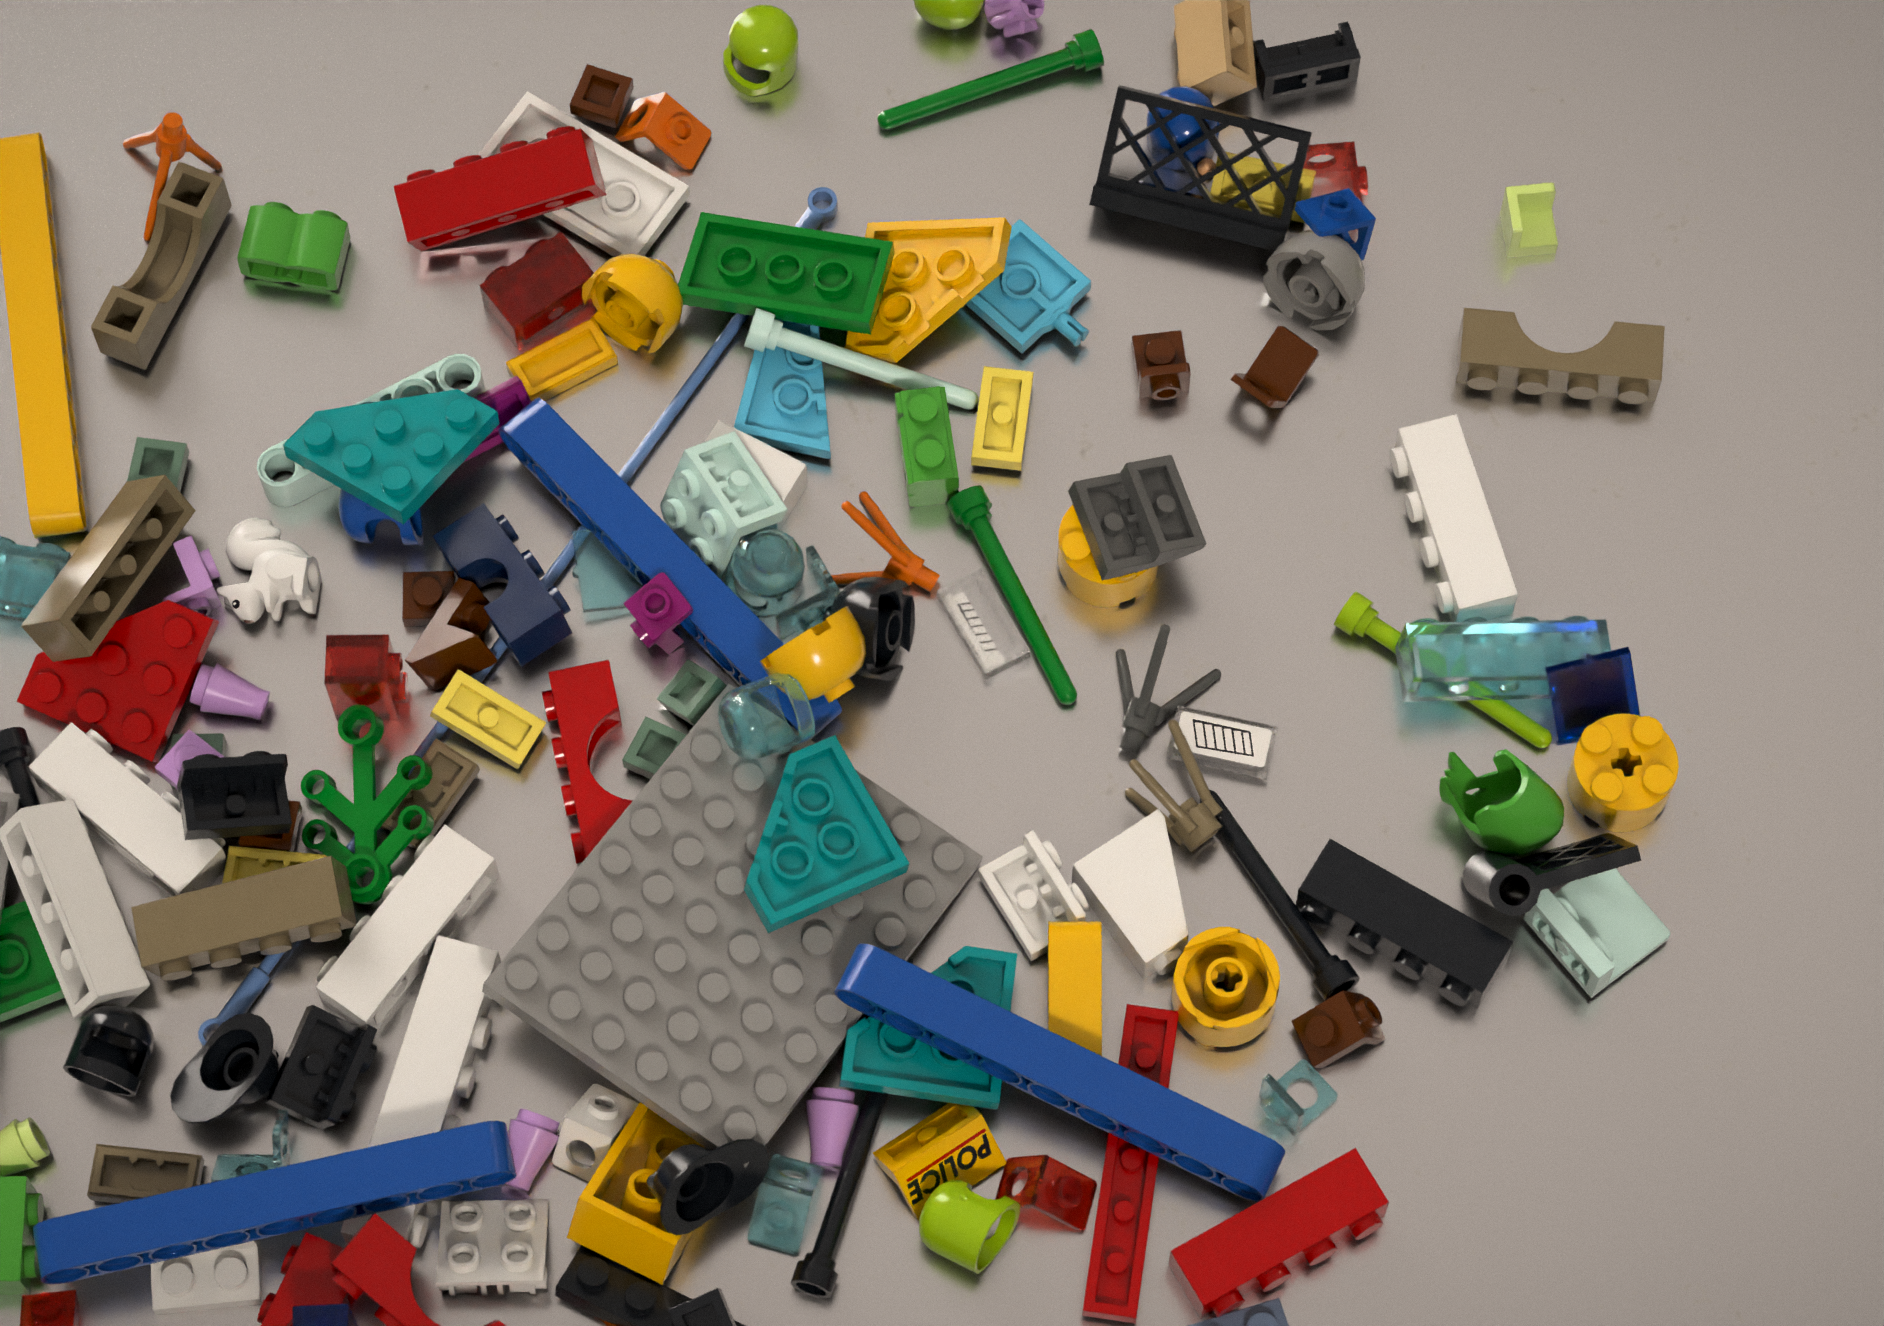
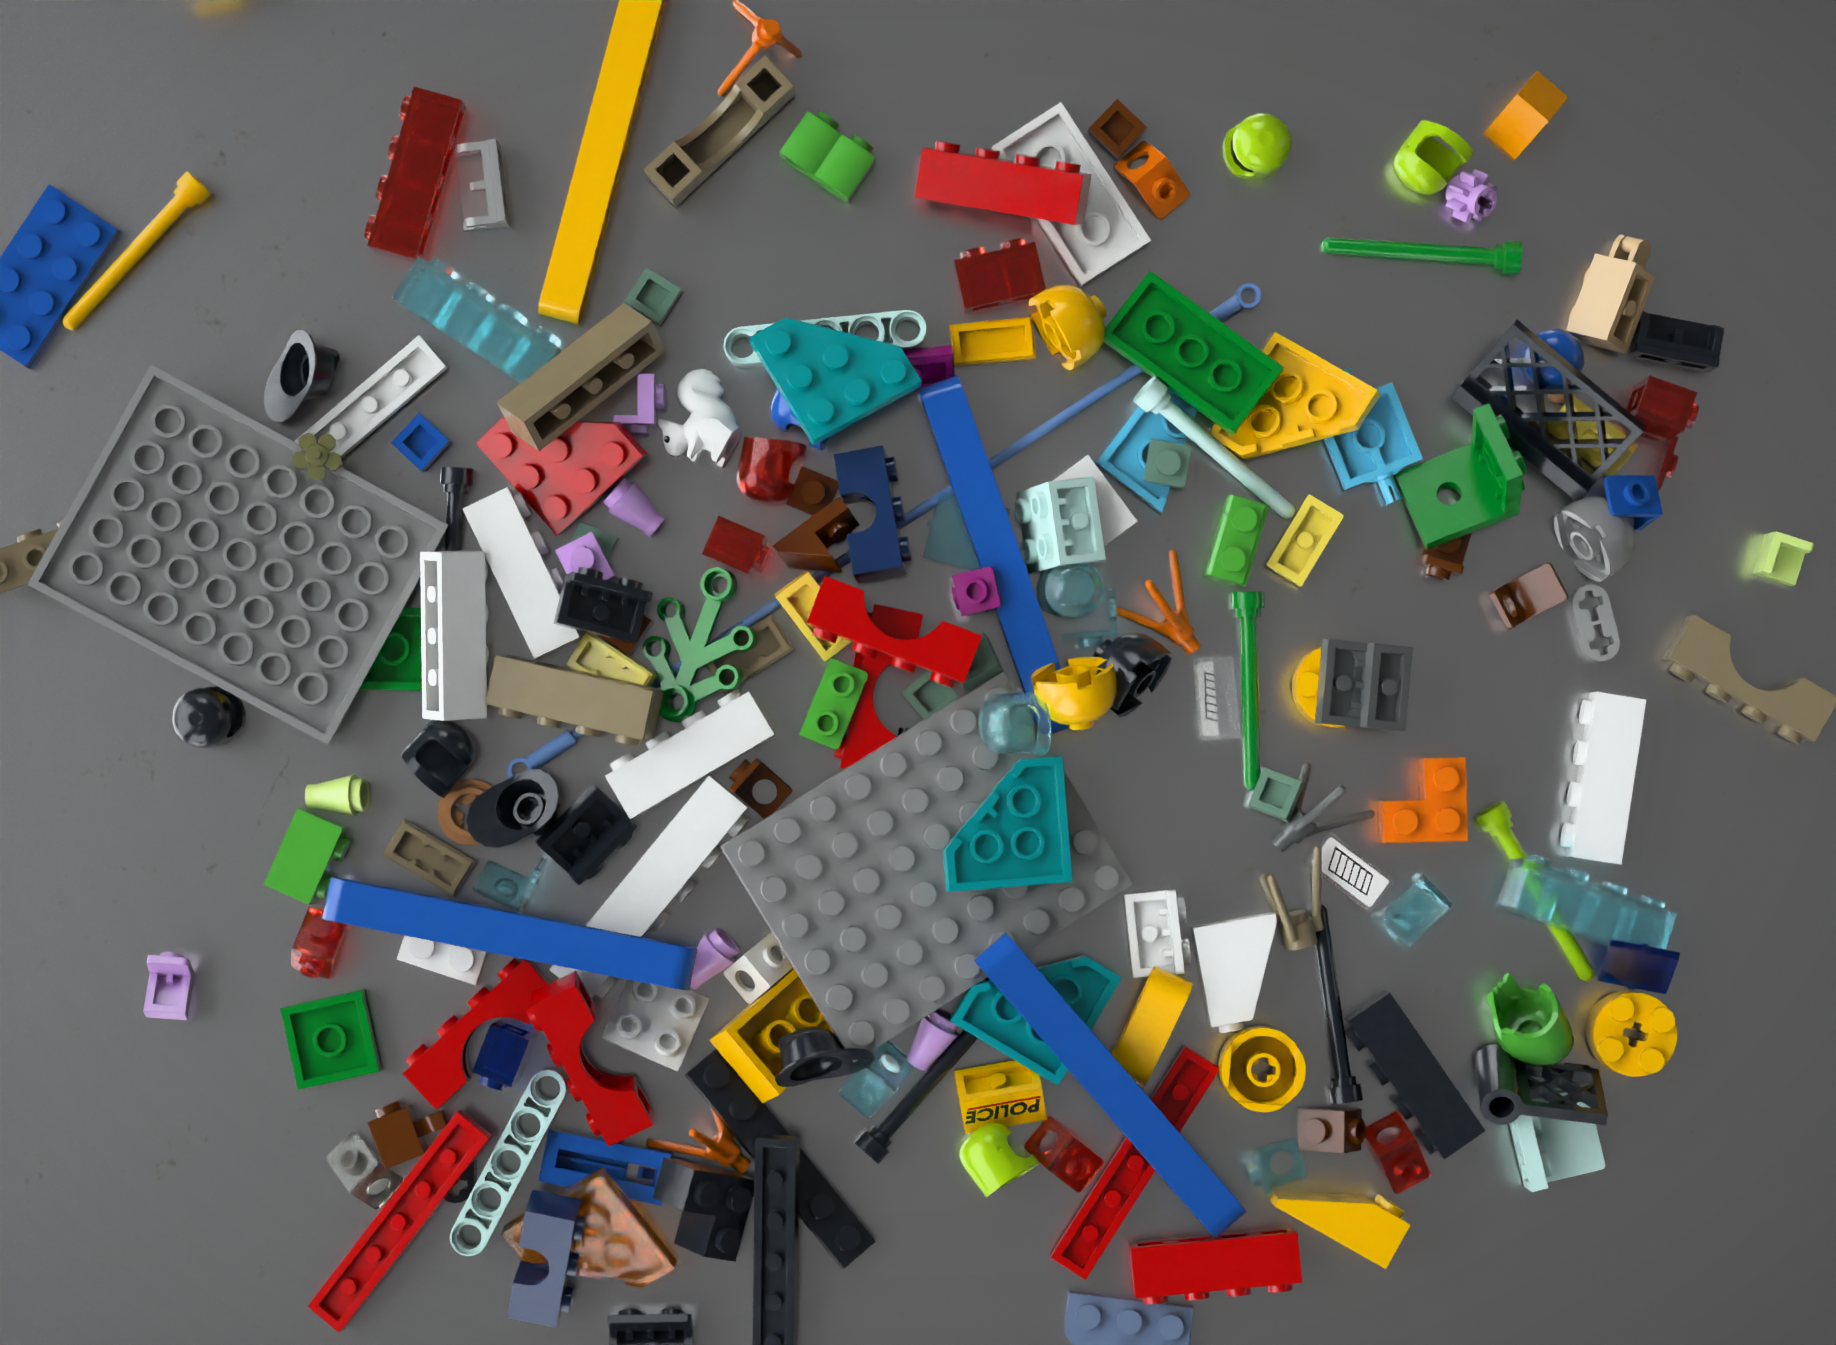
camera: 25 degrees right, 20 degrees up
(156, 1123) = (450, 816): none -> medium nougat gear
(366, 596) = (766, 468): none -> clear red helmet
(486, 923) = (745, 778): none -> reddish brown bracket
(548, 799) = (834, 703): none -> bright green bracket
(644, 684) = (842, 613): none -> red arch
(812, 396) = (1167, 463): none -> sand green plate
(1099, 691) = (1276, 794): none -> sand green plate
(1166, 269) = (1481, 472): none -> green bracket
(1285, 632) = (1438, 813): none -> orange brick
(1316, 747) = (1415, 911): none -> clear light blue bracket
(1324, 108) = (1663, 405): none -> clear red brick
(1354, 379) = (1604, 620): none -> light grey beam
(1407, 1109) = (1353, 1220): none -> yellow slope
(1433, 1021) = (1401, 1158): none -> clear red bracket

